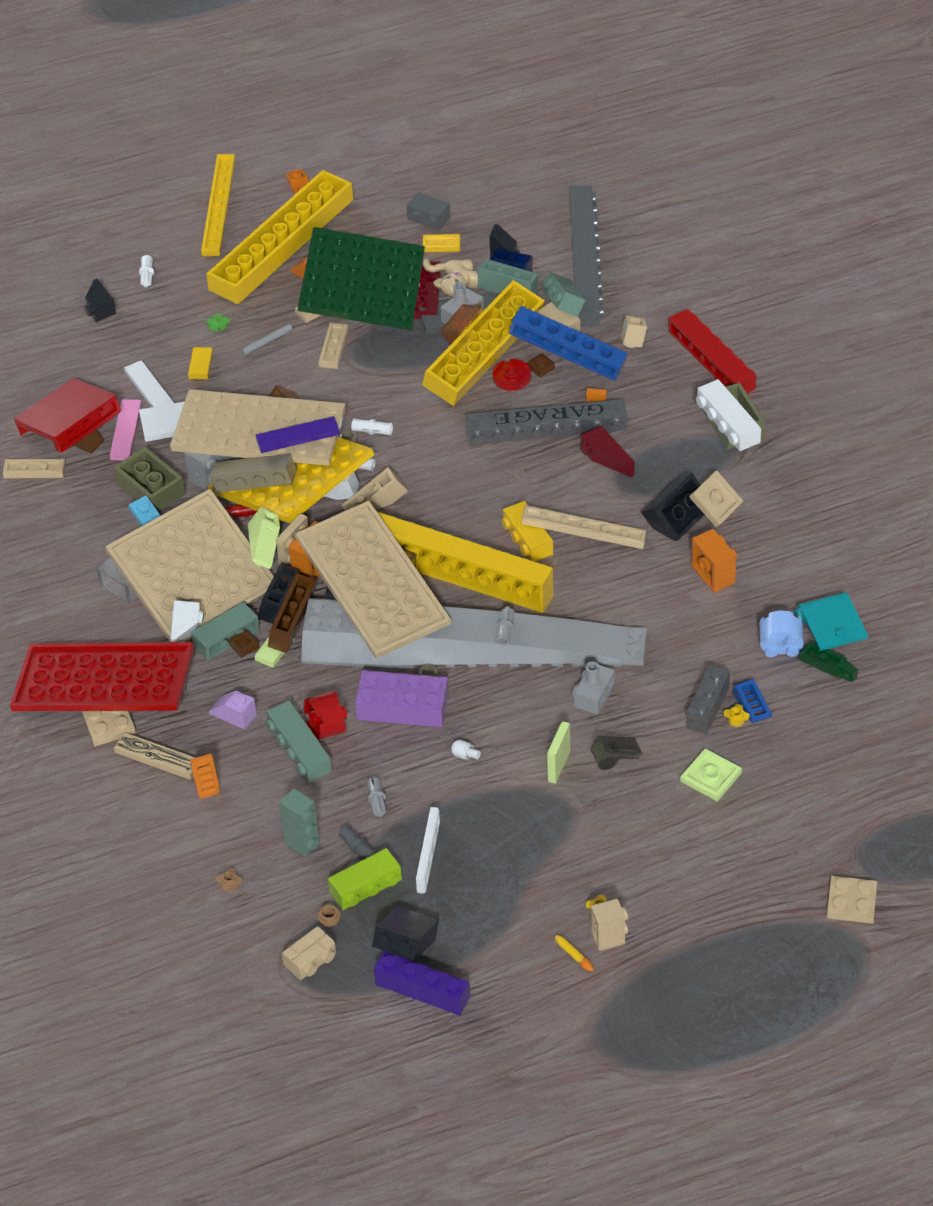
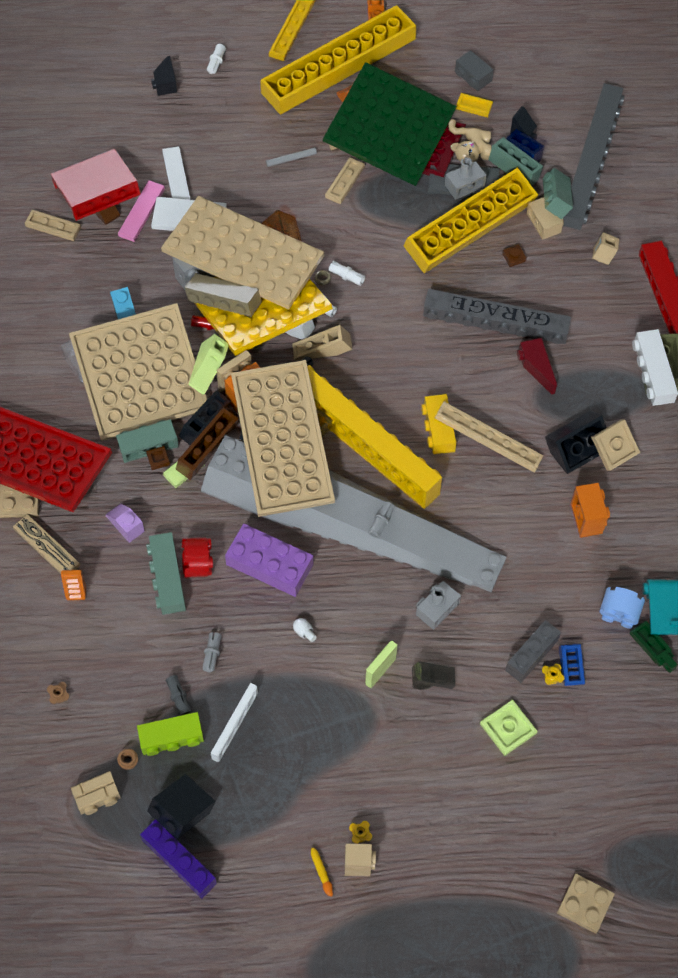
camera: 15 degrees right, 15 degrees up
(149, 476) = (139, 270): olive brick -> none
(184, 620) = (113, 423): white slope -> none
(200, 363) = (227, 164): yellow tile -> none
(217, 322) = (257, 128): bright green plant -> none
(297, 434) = (269, 273): dark purple tile -> none
(299, 822) = (131, 663): sand green brick -> none
(426, 667) = (301, 544): dark tan piece -> none
(460, 321) = (456, 195): clear orange slope -> none
(511, 374) = (485, 257): red tile -> none
(568, 343) = (543, 253): blue brick -> none
(596, 395) = (549, 305): orange tile -> none

